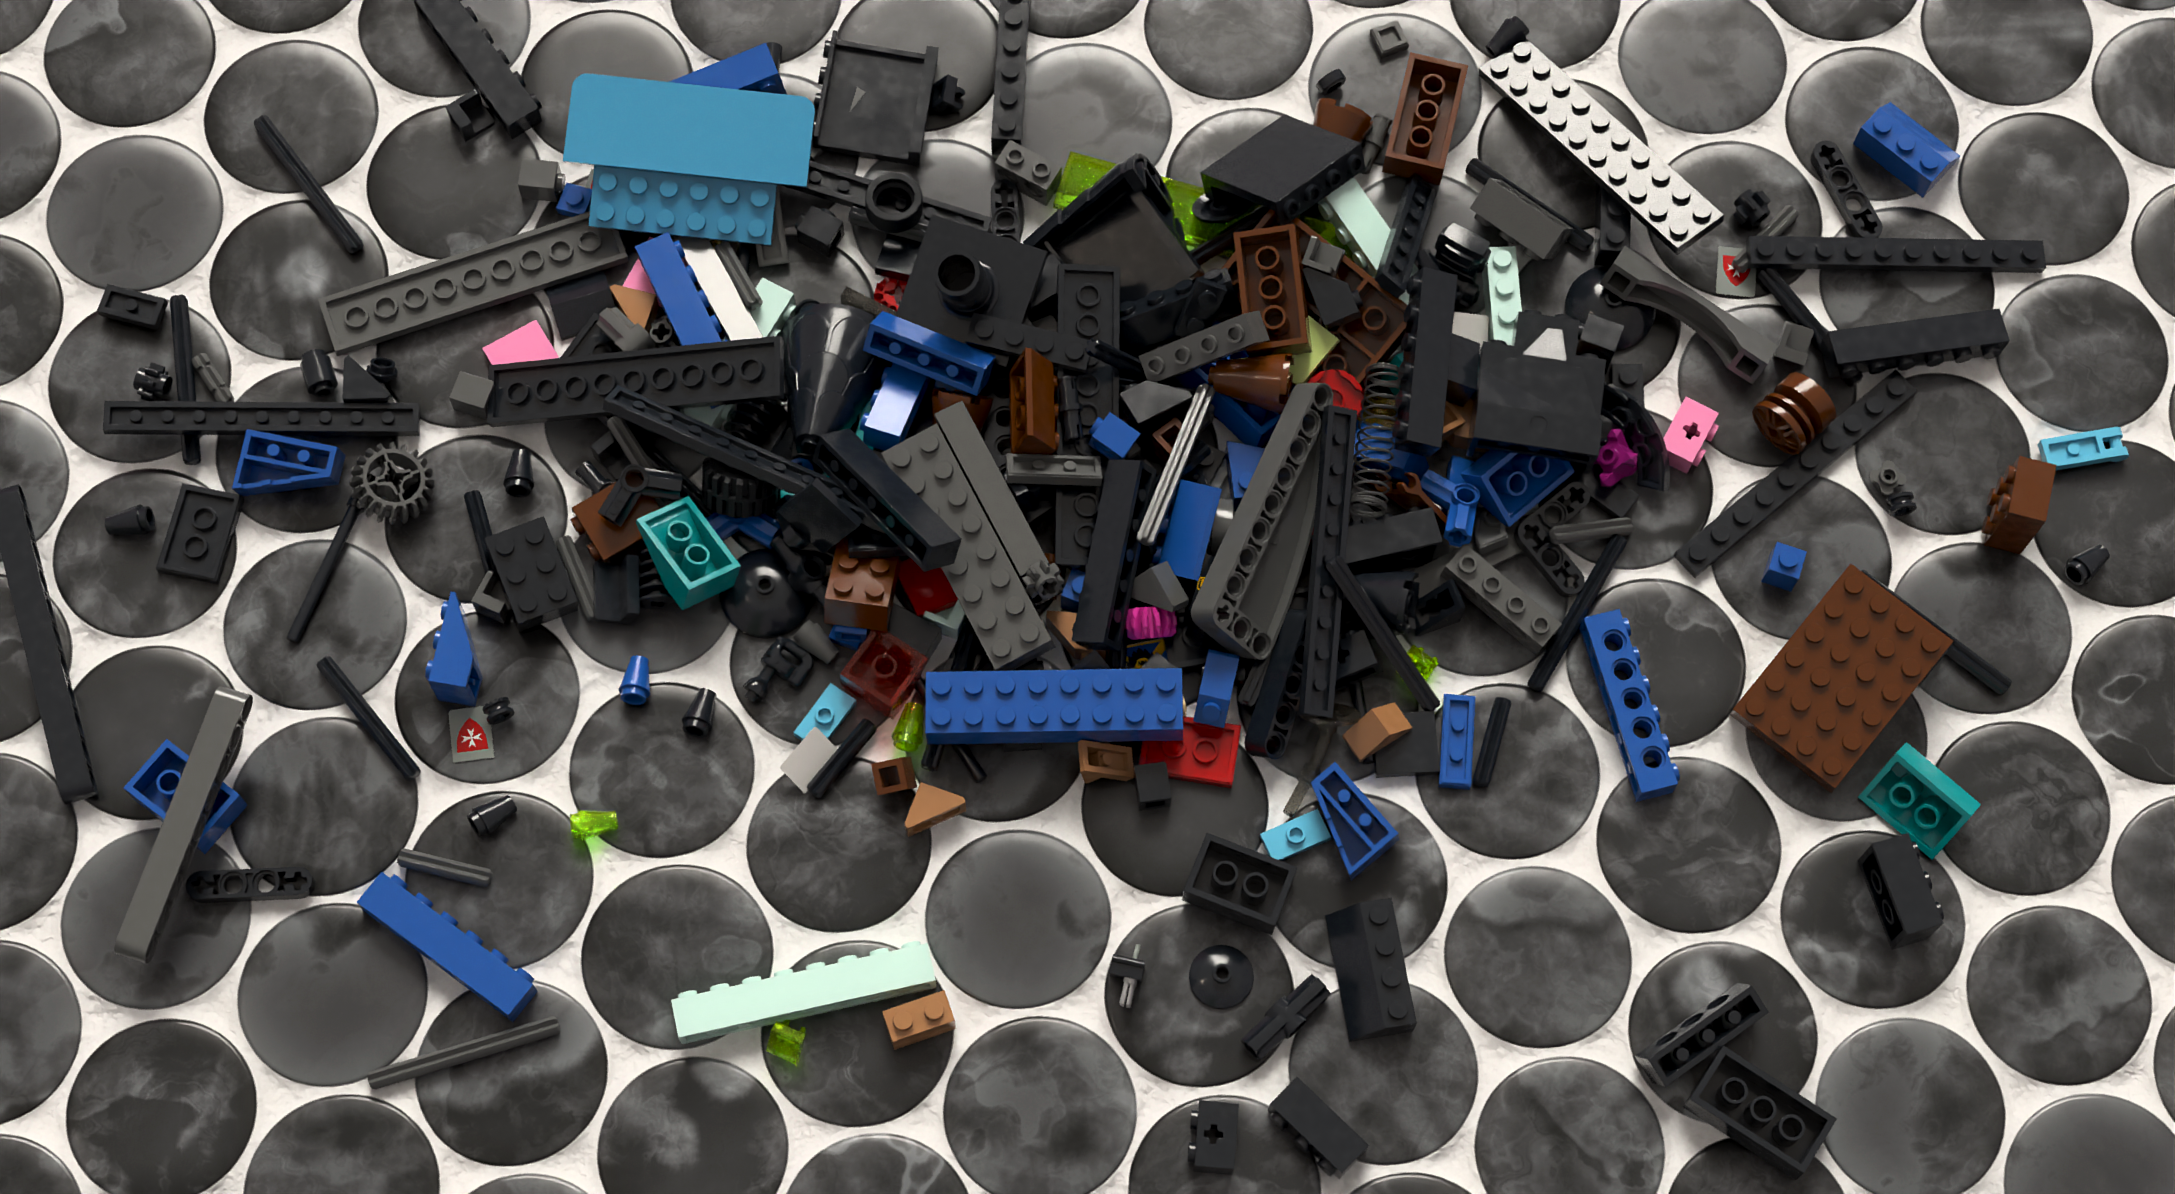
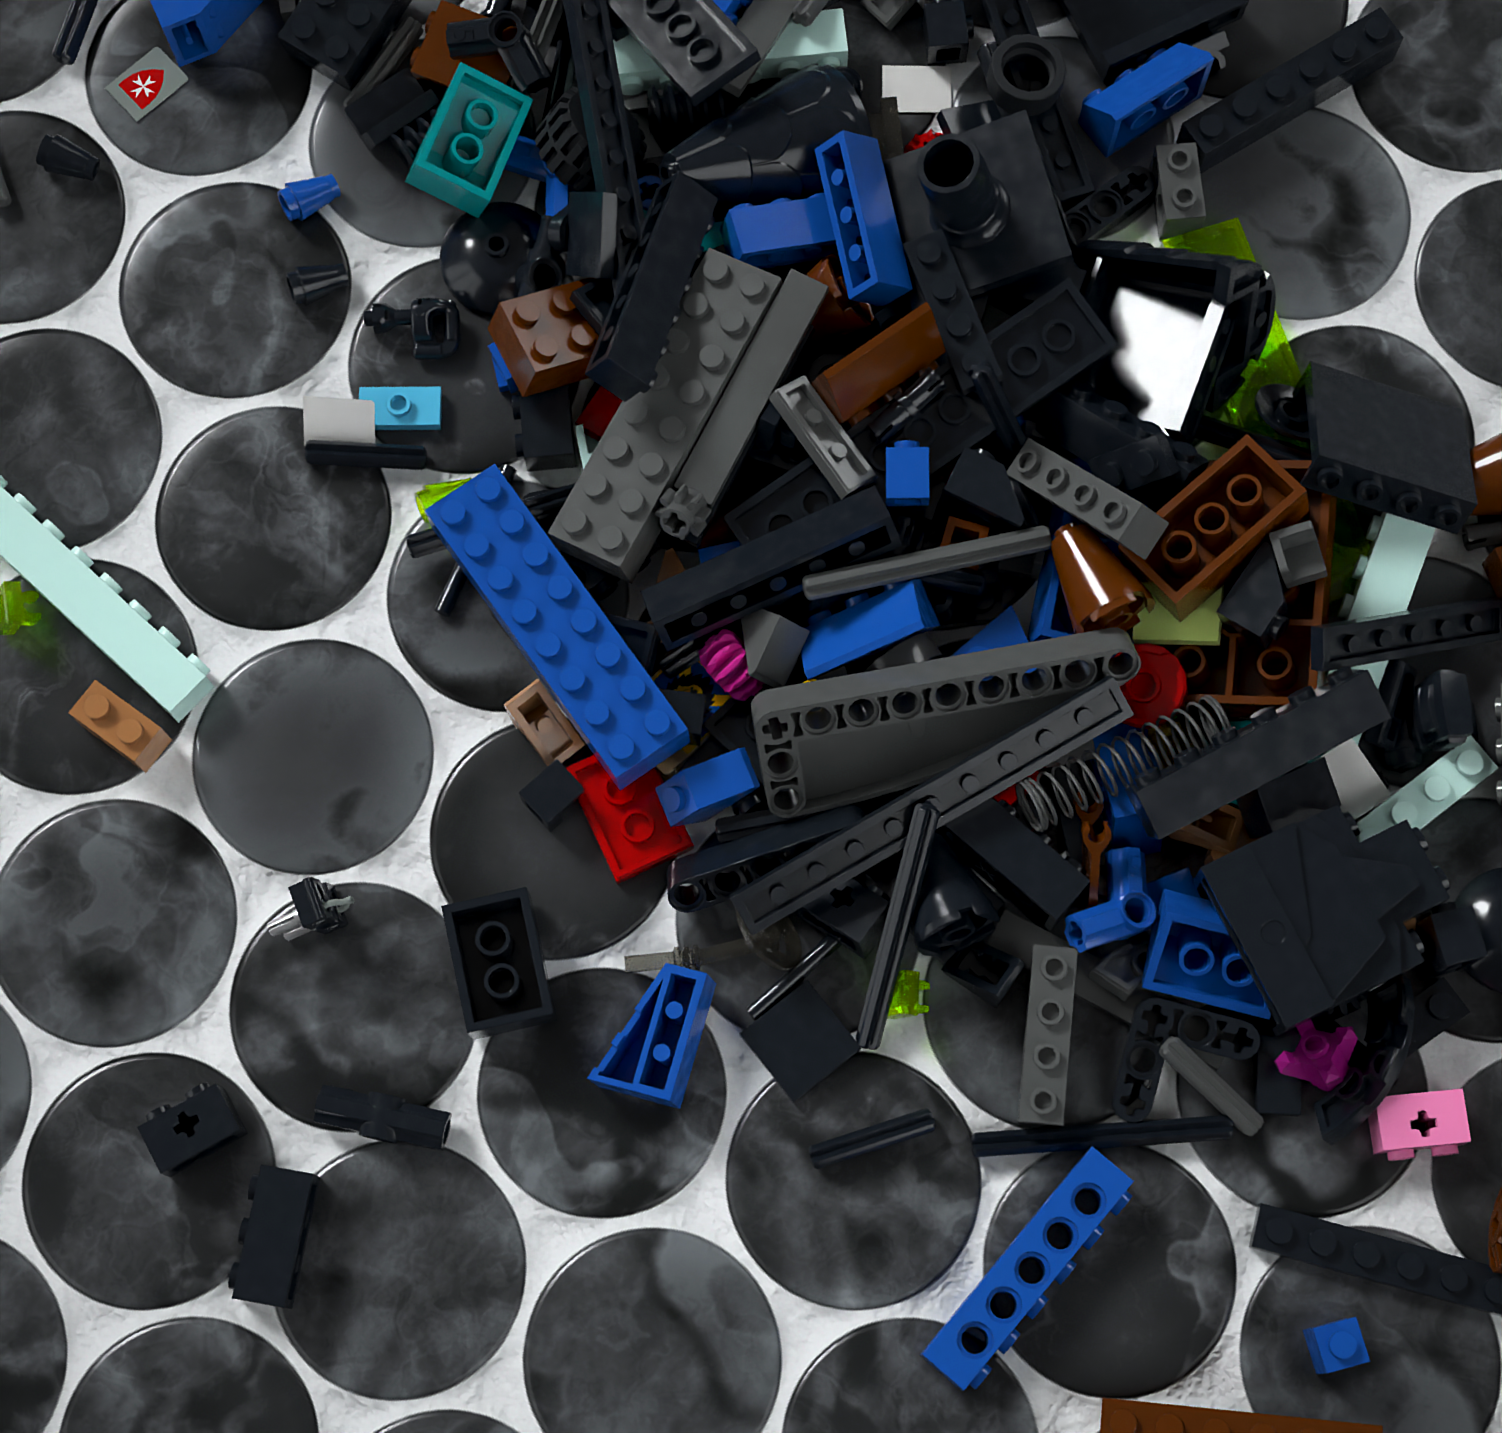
camera: 60 degrees right, 5 degrees up
(498, 711) = (182, 88): black bush -> none
(592, 823) = (121, 257): clear neon green cone -> none
(816, 642) = (474, 342): dark grey cone -> none
(841, 270) = (918, 87): none -> white sticker
(883, 672) = (481, 427): clear red slope -> none
(894, 775) = (373, 517): reddish brown brick -> none
(931, 808) = (367, 579): medium nougat slope -> none
(951, 147) = (1145, 96): none -> blue slope
(1221, 992) = (407, 1028): black dish -> none
(1295, 836) = (601, 988): medium azure plate -> none
(1370, 970) = (500, 1178): black slope -> none
(1376, 730) = (790, 999): medium nougat slope -> none
(1456, 741) = (845, 1098): blue tile -> none

